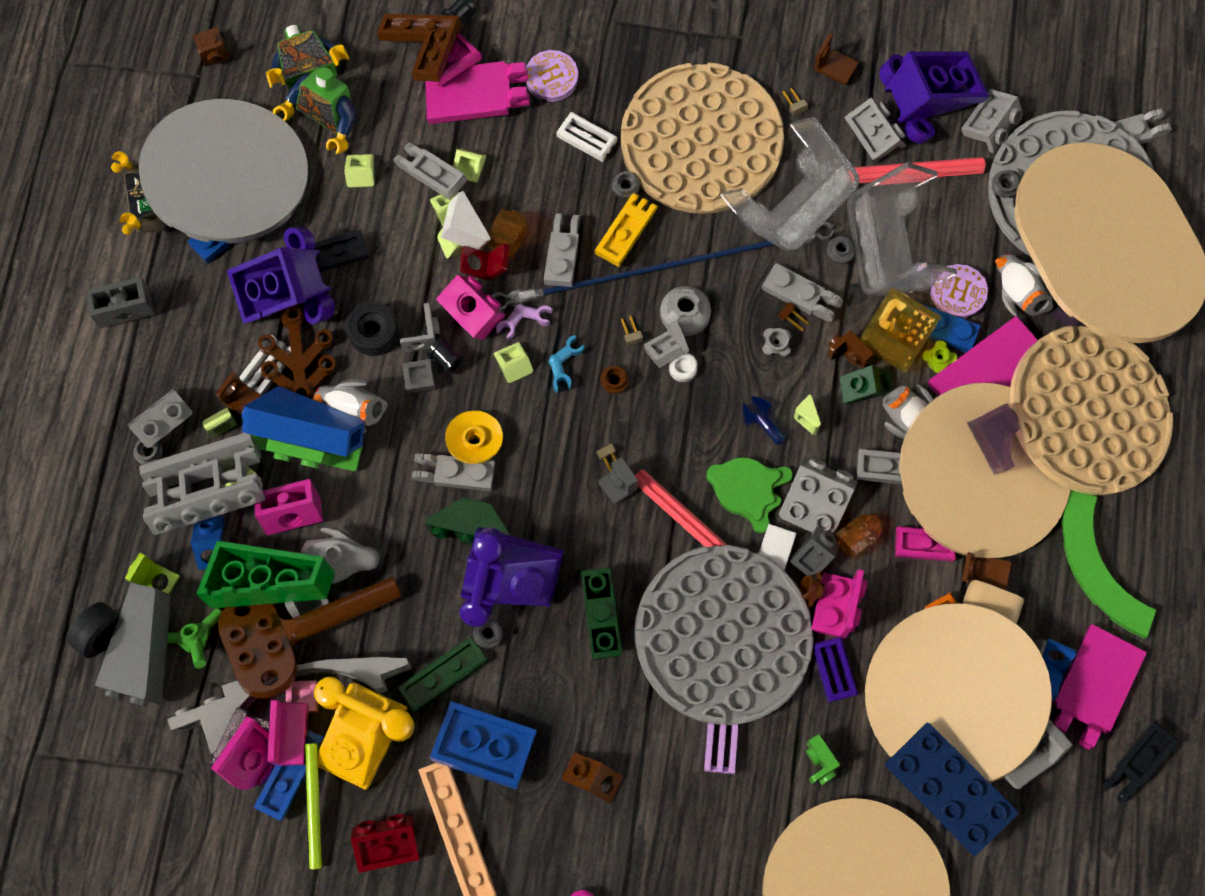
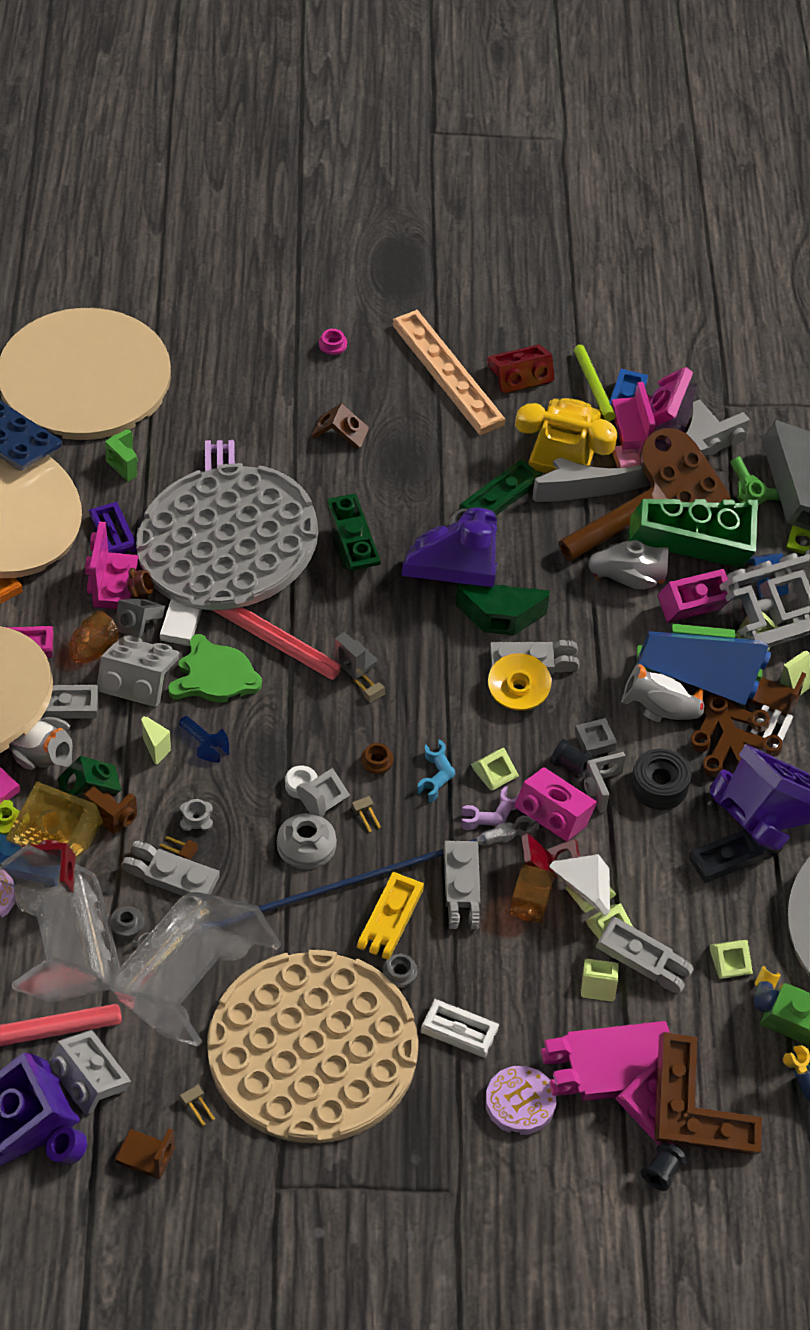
camera: 165 degrees right, 20 degrees down
(483, 745) = (447, 435): blue plate -> none
(901, 281) = (67, 860): none -> dark red bracket

